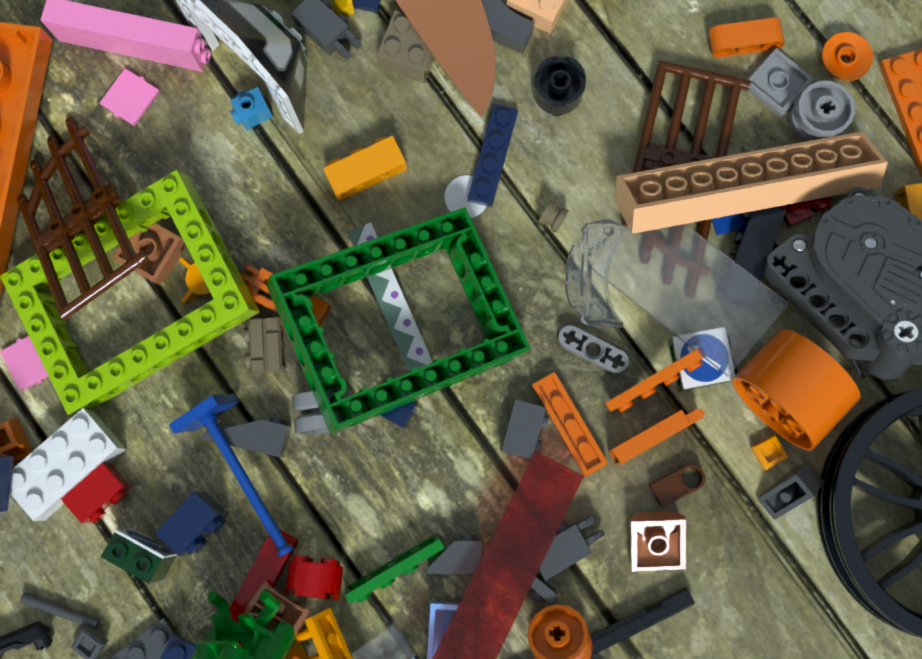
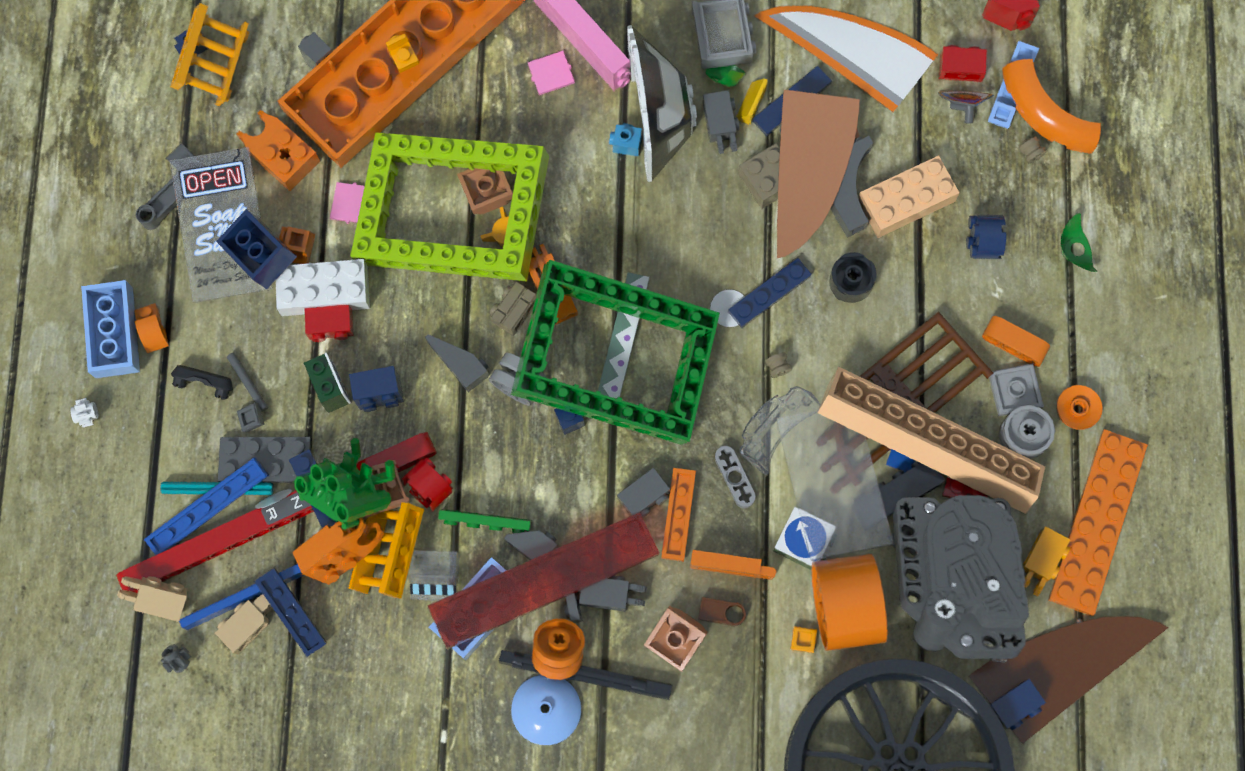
camera: 40 degrees right, 5 degrees down
(81, 216) = (458, 132): reddish brown piece -> none
(205, 415) = (438, 323): blue tile -> none
(365, 167) = (673, 237): light orange brick -> none
(666, 375) = (769, 528): orange plate -> none
(791, 490) = (797, 674): dark grey slope -> none

